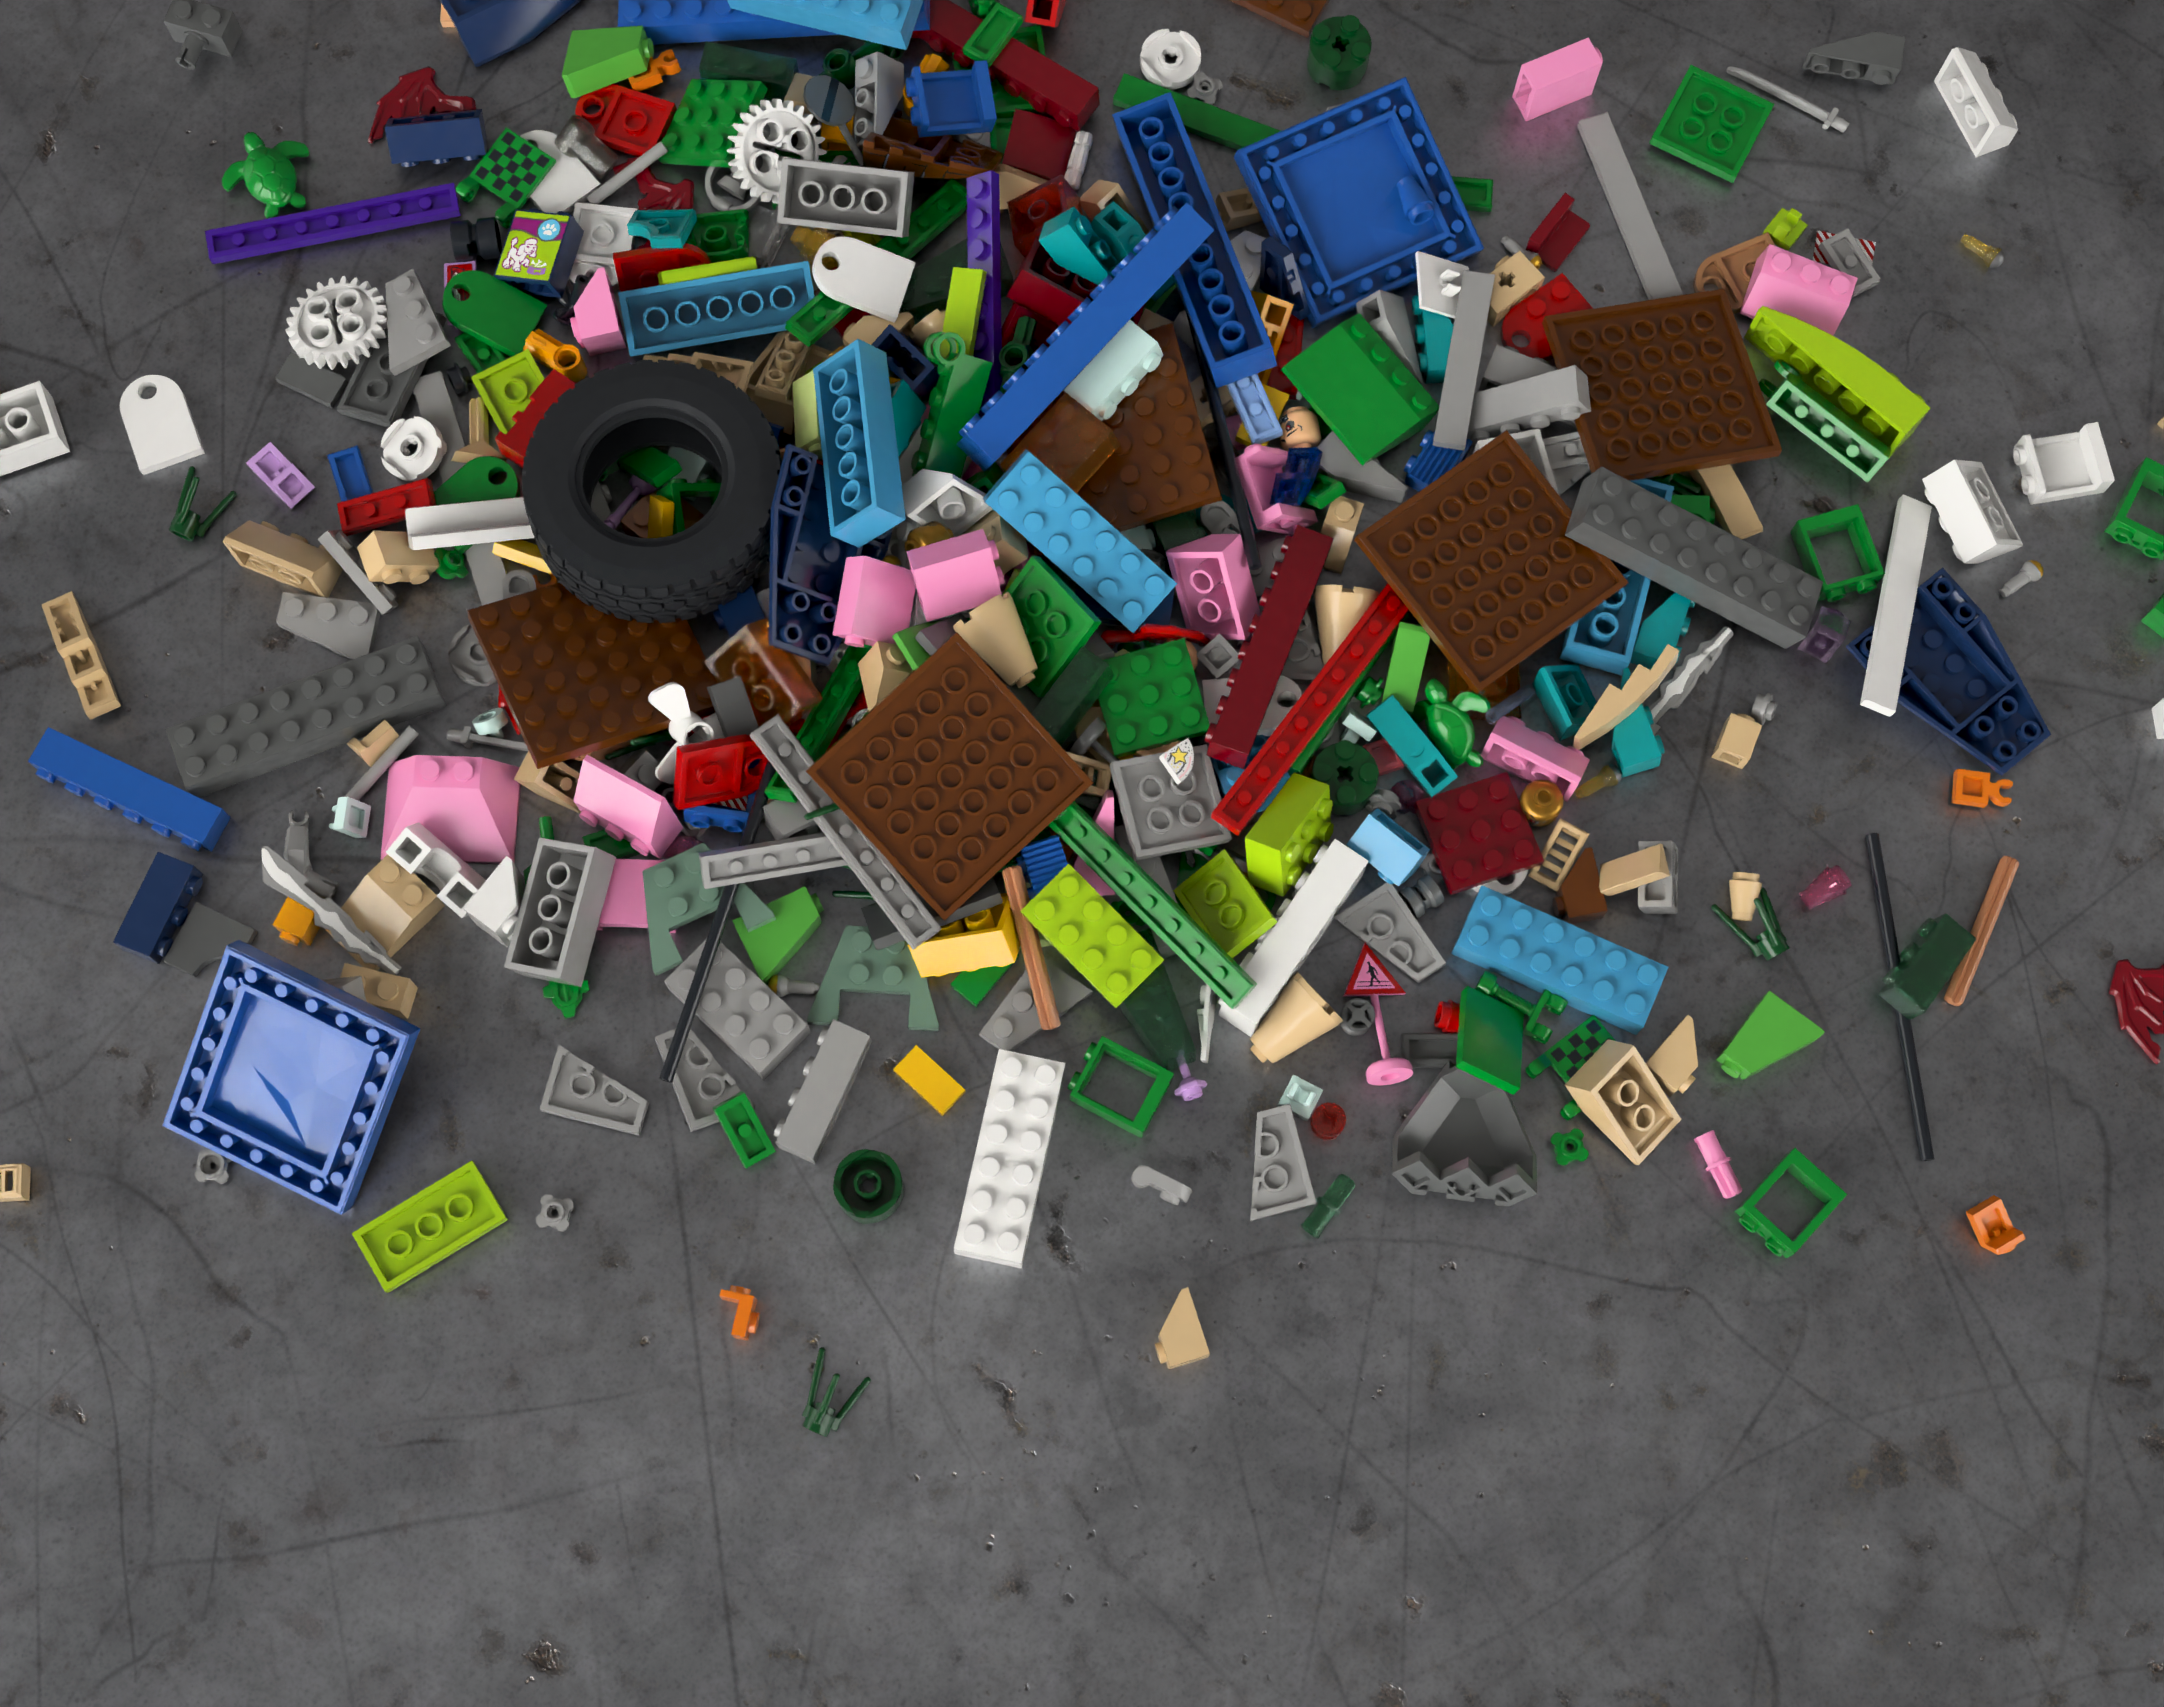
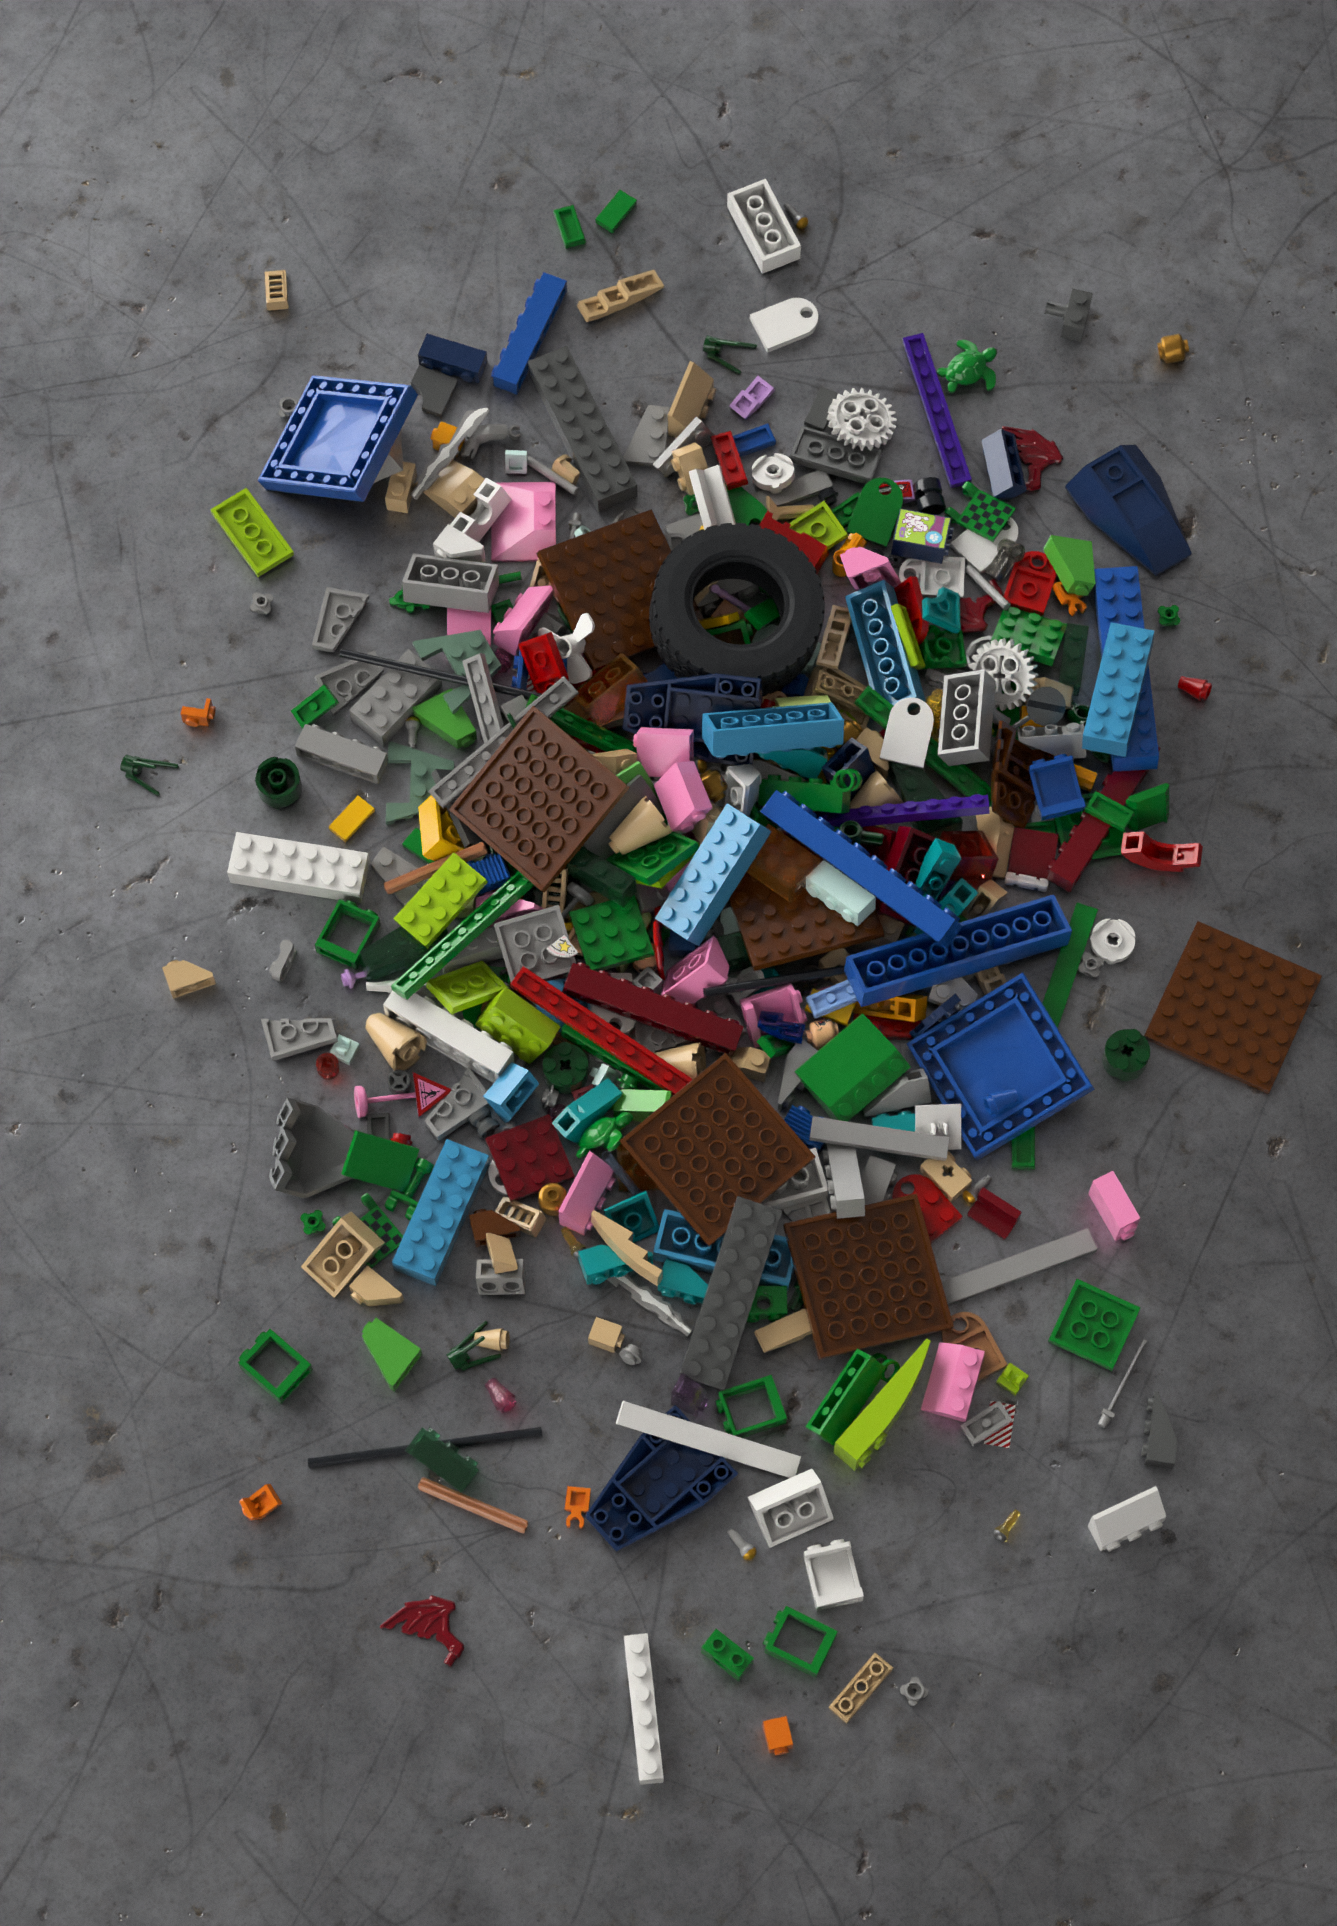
camera: 90 degrees right, 5 degrees down
(411, 323) = (862, 462): light grey wing -> none
(733, 707) = (587, 670): dark grey tile -> none
(964, 307) = (883, 797): lime tile -> none
(1328, 1205) = (271, 1068): clear green axle -> none
(1718, 1164) = (302, 1320): bright pink axle -> none

